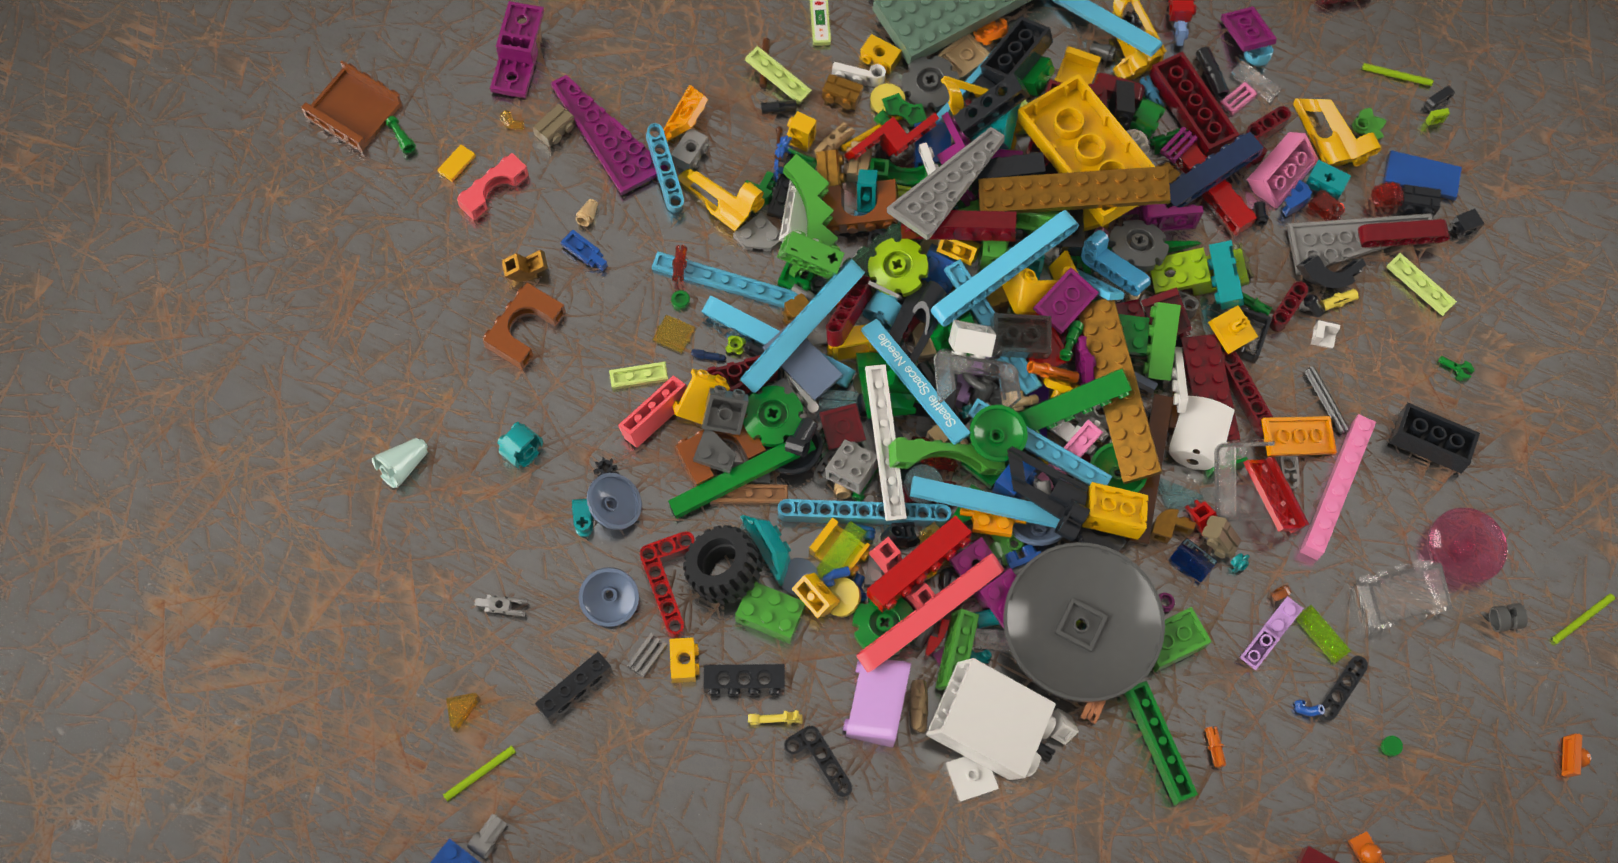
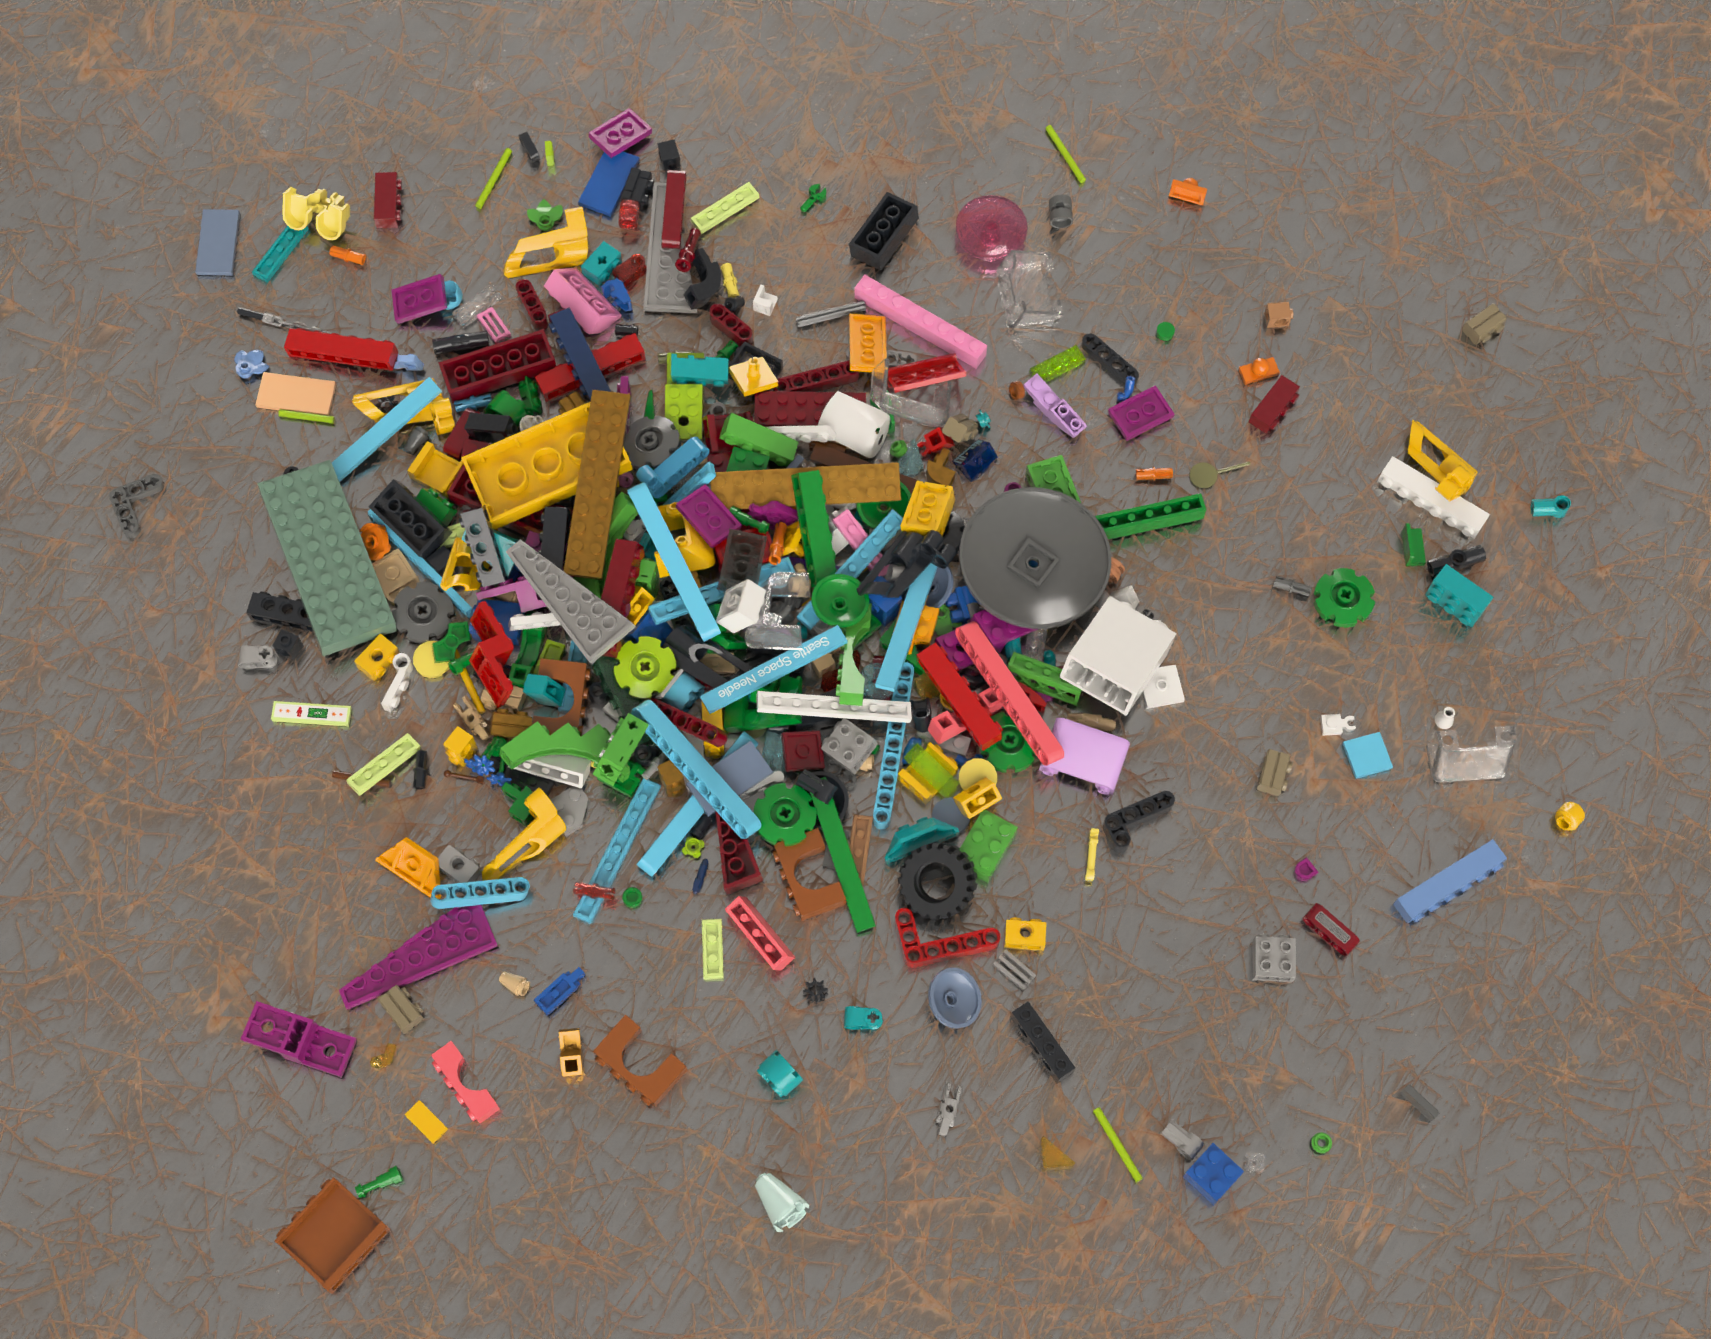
camera: 80 degrees left, 0 degrees up
(620, 495) = (853, 983): sand blue dish -> none
(674, 334) = (670, 908): clear yellow piece -> none
(694, 399) = (758, 879): yellow panel -> none
(714, 452) = (815, 877): dark grey wing -> none
(725, 410) = (777, 856): dark grey plate -> none
(754, 672) = (1050, 848): black brick -> none
(835, 574) = (959, 782): blue arm -> none
(842, 92) = (415, 702): pearl gold brick -> none
(1187, 135) = (540, 372): magenta tile -> none
(1187, 482) = (898, 448): none -> bright green plate
(1228, 804) = (1205, 475): none -> olive piece
(1285, 727) = (1141, 413): none -> magenta plate
(1355, 252) = (687, 254): none -> dark red pin
(1478, 175) = (620, 133): none -> magenta plate

